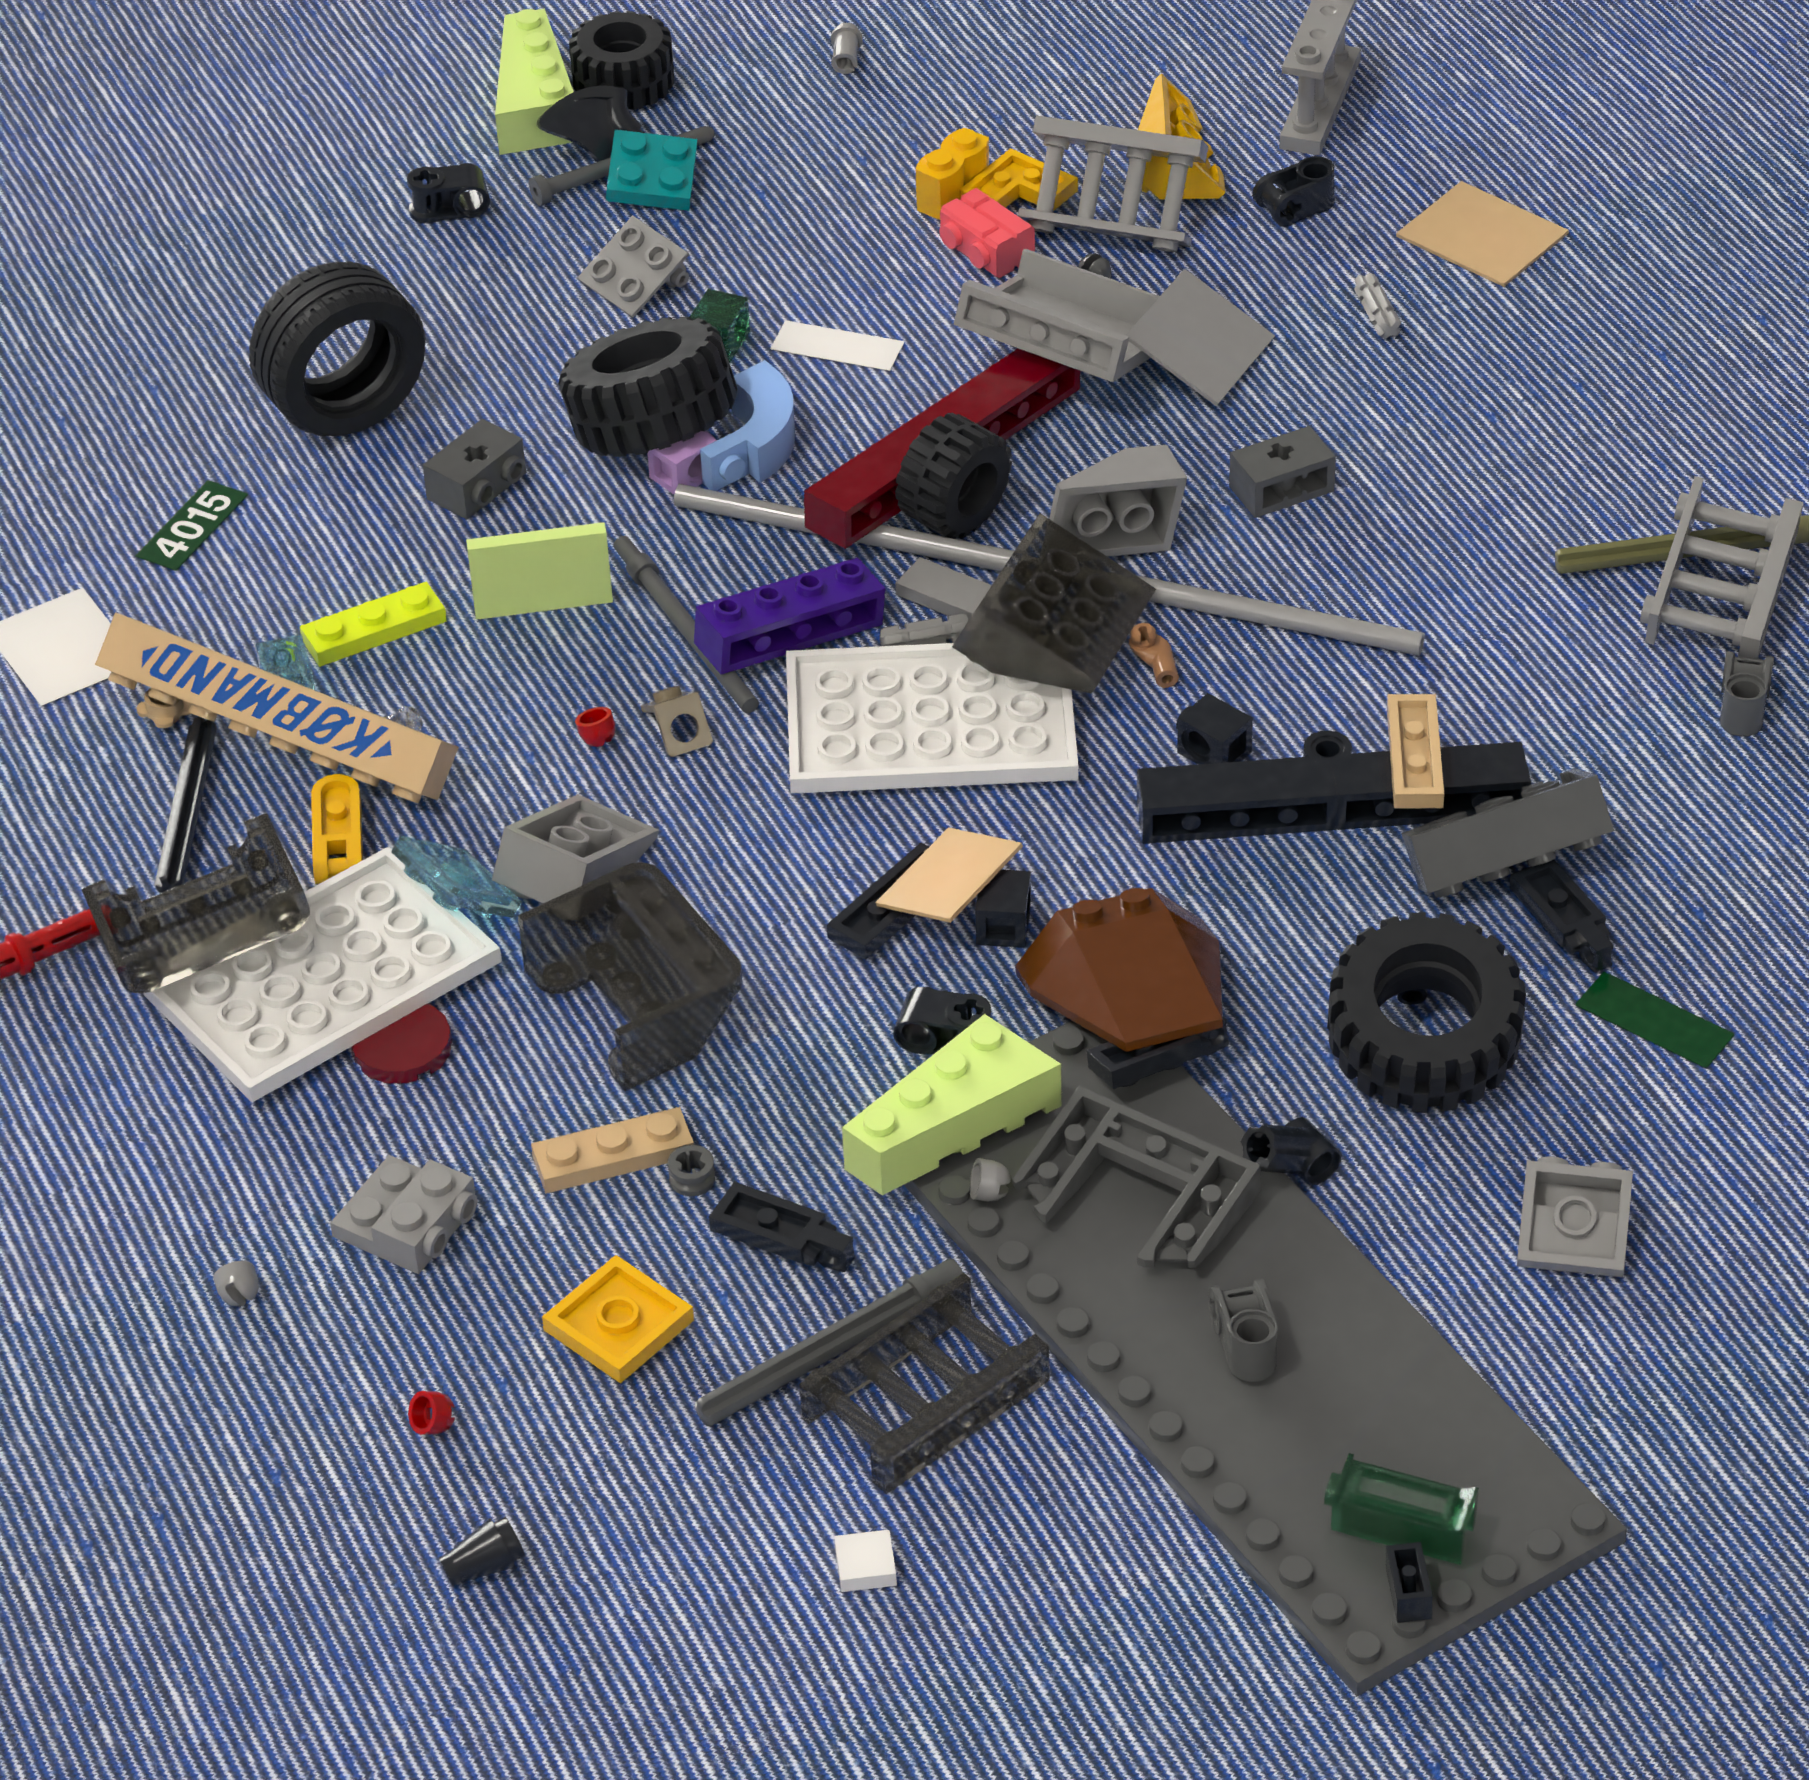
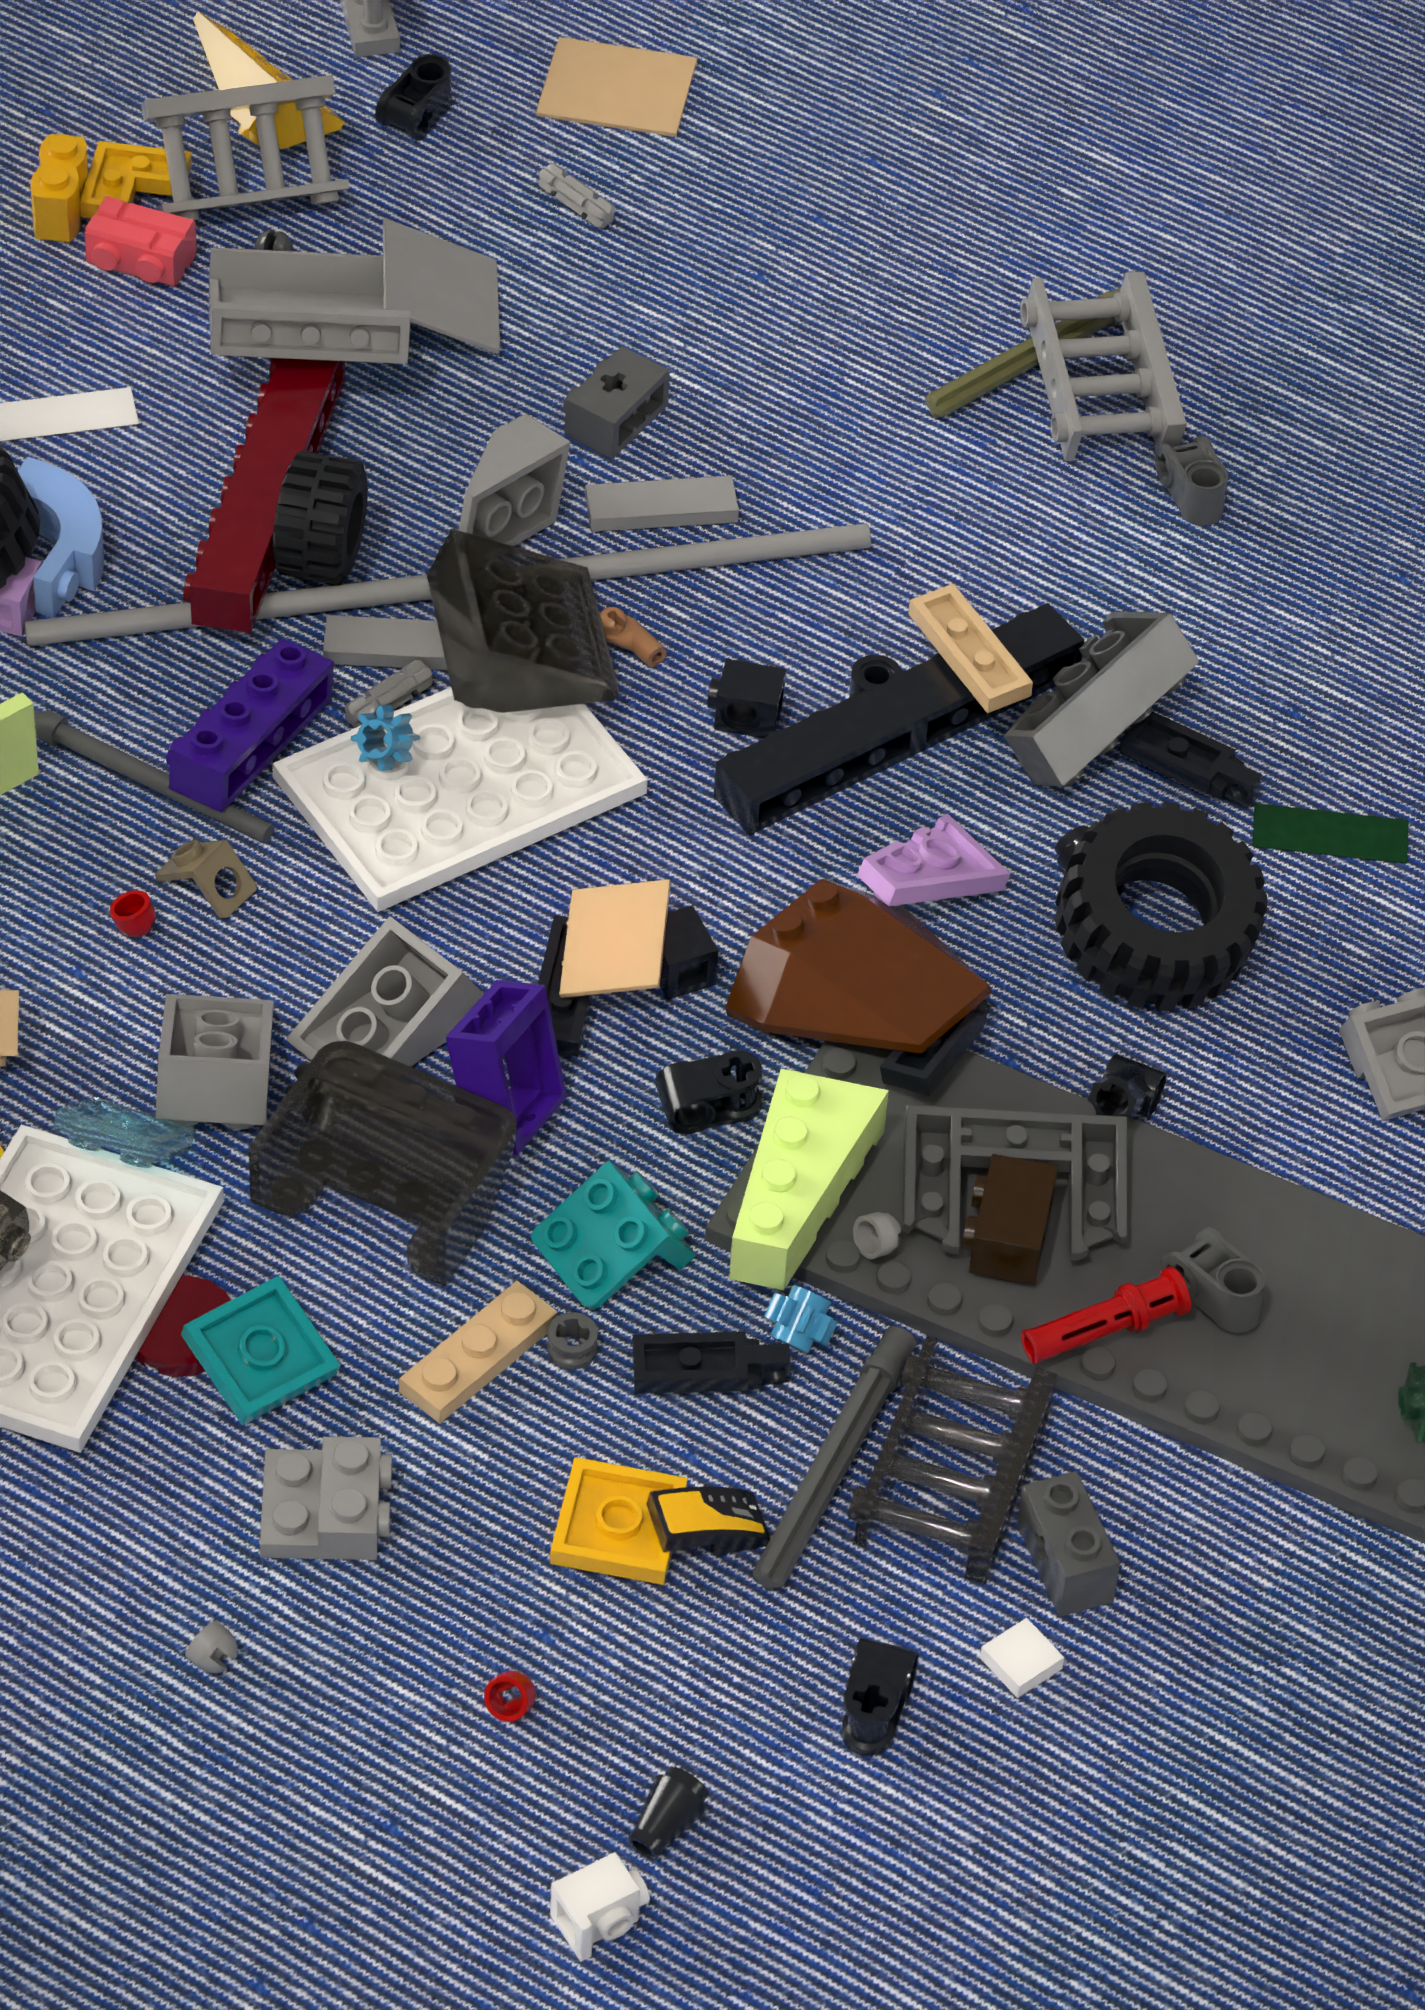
camera: 35 degrees left, 5 degrees up
(373, 1595) = (597, 1903): none -> white brick
(437, 1078) = (260, 1350): none -> teal plate
(681, 1339) = (707, 1516): none -> slope
(719, 1535) = (876, 1695): none -> black piece
(741, 861) = (390, 999): none -> light grey slope
(765, 889) = (515, 1023): none -> dark purple window
(782, 1092) = (609, 1234): none -> teal bracket
(876, 657) = (372, 737): none -> dark azure gear
(878, 1222) = (800, 1319): none -> dark azure gear
(963, 1485) = (1068, 1543): none -> dark grey brick
(1059, 1318) = (1128, 1309): none -> red pin
(1106, 1210) = (1011, 1218): none -> dark brown brick
(1263, 917) = (932, 867): none -> lavender wing
(1264, 563) = (661, 503): none -> light grey tile

